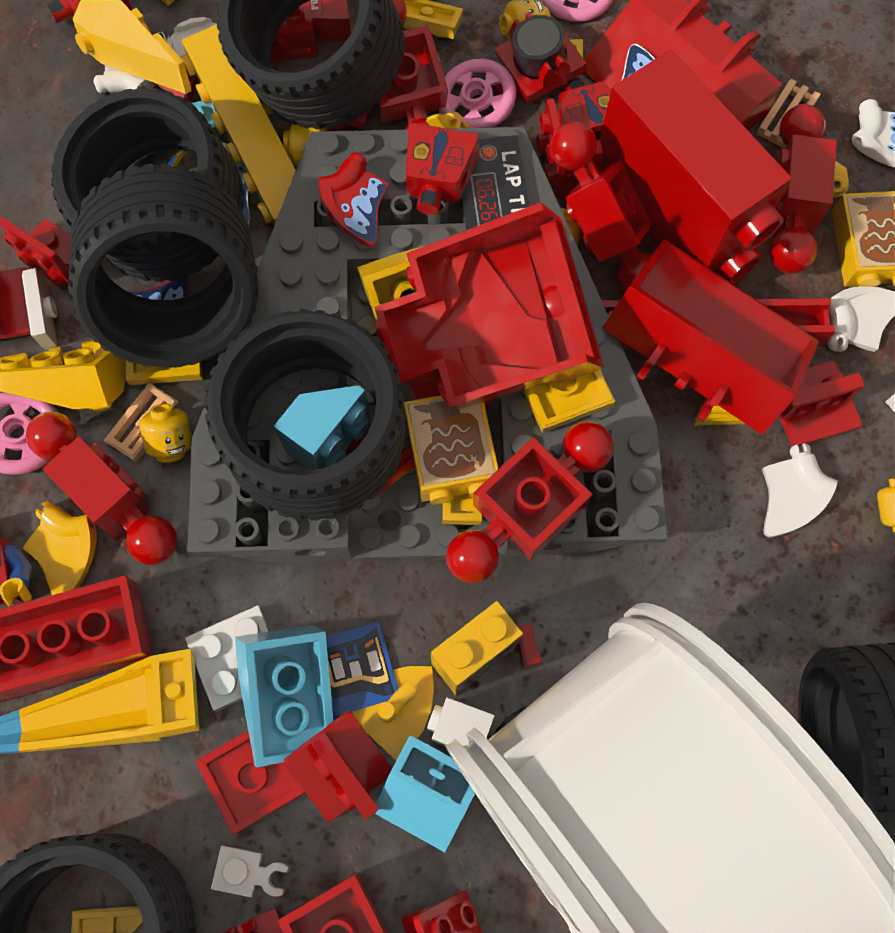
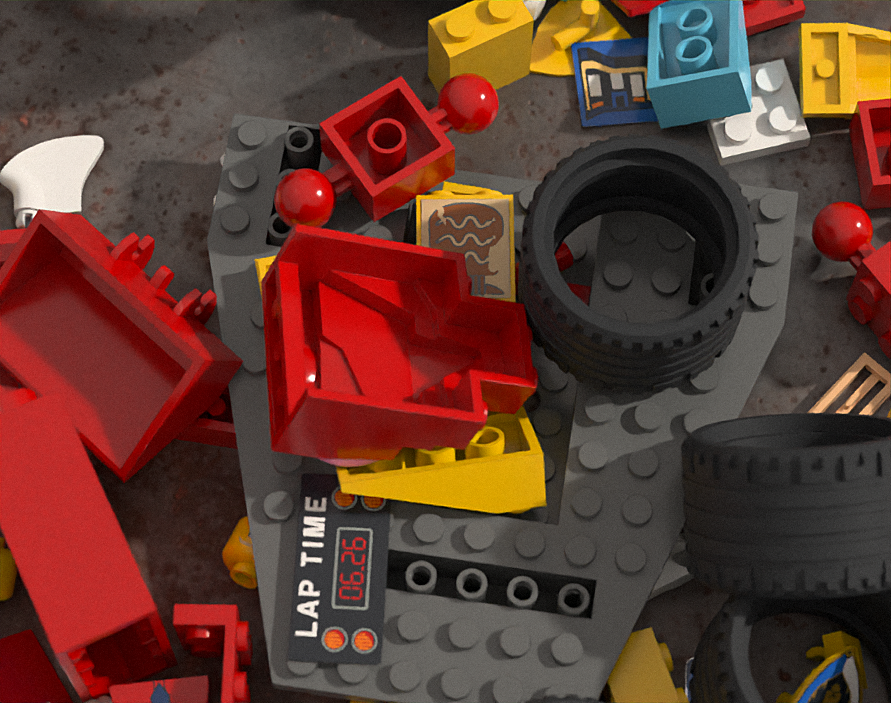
camera: 170 degrees left, 5 degrees down
(166, 433) = (819, 365): yellow head -> none
(323, 425) = (622, 261): medium azure slope -> none
(353, 199) = (536, 593): red arm -> none
(439, 164) = (411, 608): red torso -> none
(528, 648) = (418, 60): red tile -> none
(603, 202) = (188, 538): red brick -> none

